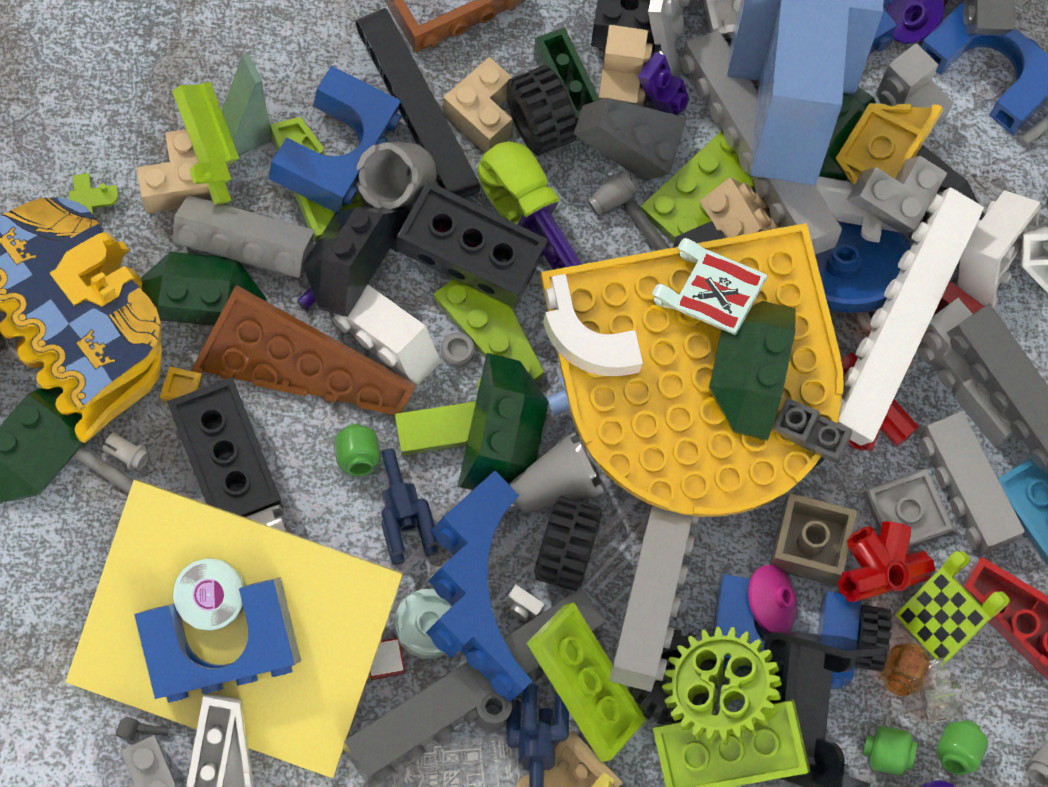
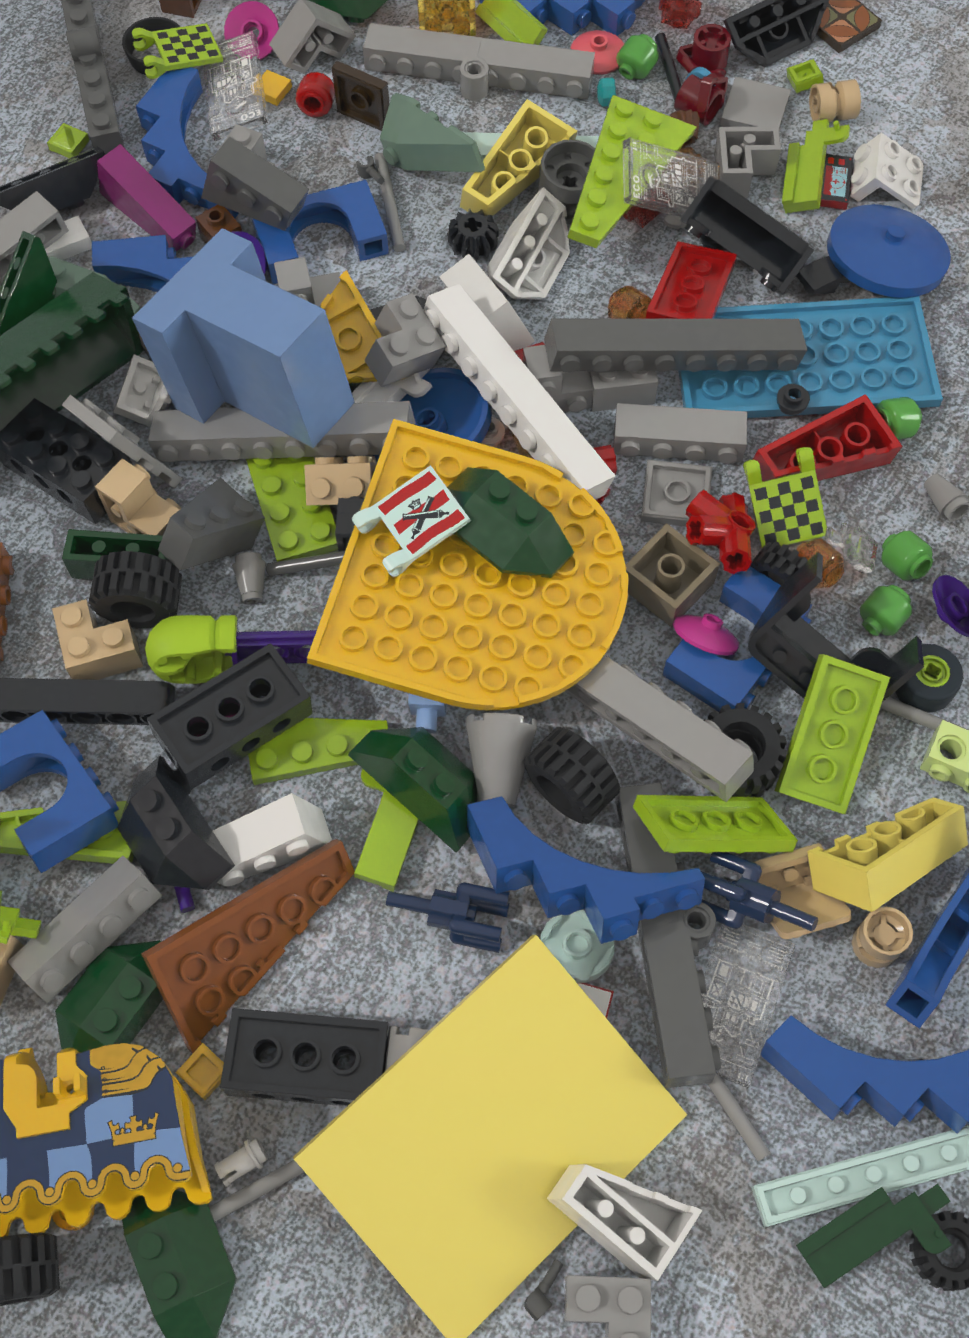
camera: 55 degrees left, 5 degrees down
(177, 669) = (513, 1214): blue arch -> none
(208, 594) = (453, 1140): light aqua tile -> none
(357, 450) = (369, 927): bright green head -> none
(395, 174) = (116, 762): light grey cylinder -> none
(457, 350) = (319, 787): light grey tile -> none
(523, 604) = (604, 848): white plate -> none
(584, 348) = (398, 657): white arch -> none
(663, 89) = (177, 482): dark purple slope -> none
(689, 680) = (800, 681): lime gear -> none
(811, 431) = (588, 512): dark grey slope -> none

